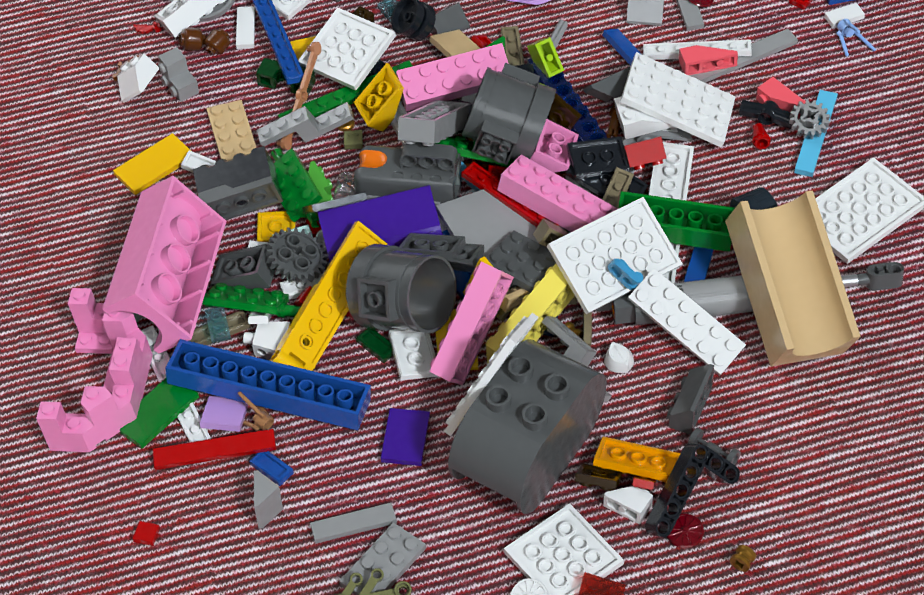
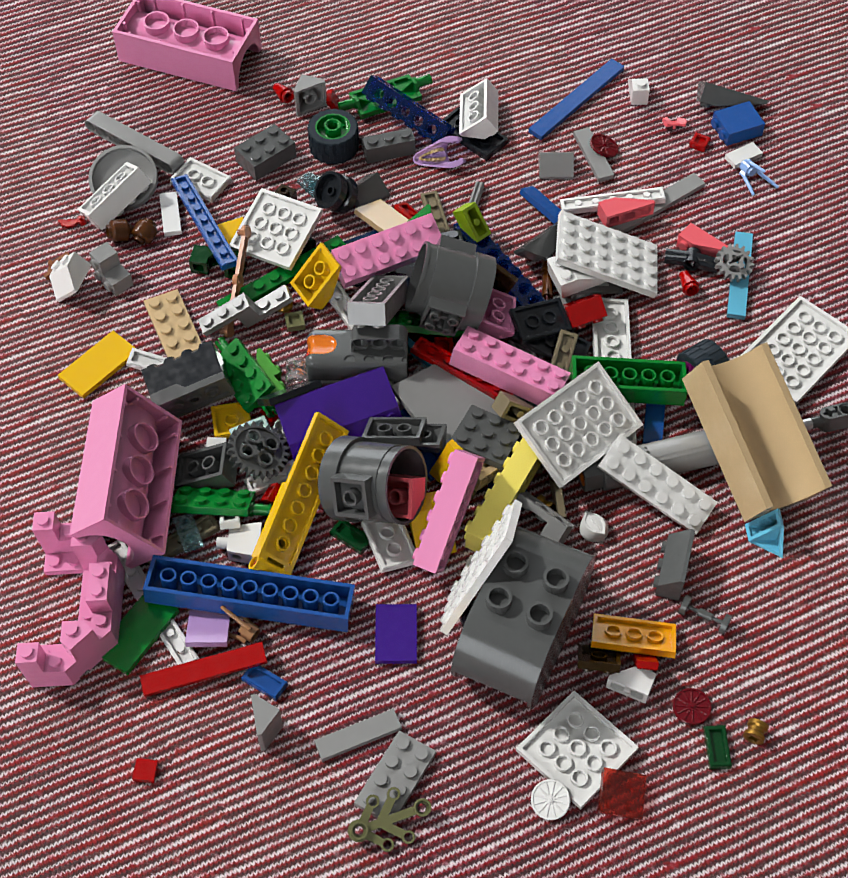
camera: 10 degrees left, 5 degrees up
(429, 304) = (405, 494): none -> coral slope
(625, 274) = (593, 443): dark azure plate -> none
(685, 485) = (683, 661): black beam -> none
(702, 570) = (717, 747): none -> dark green tile
(792, 378) = (767, 532): none -> medium azure slope

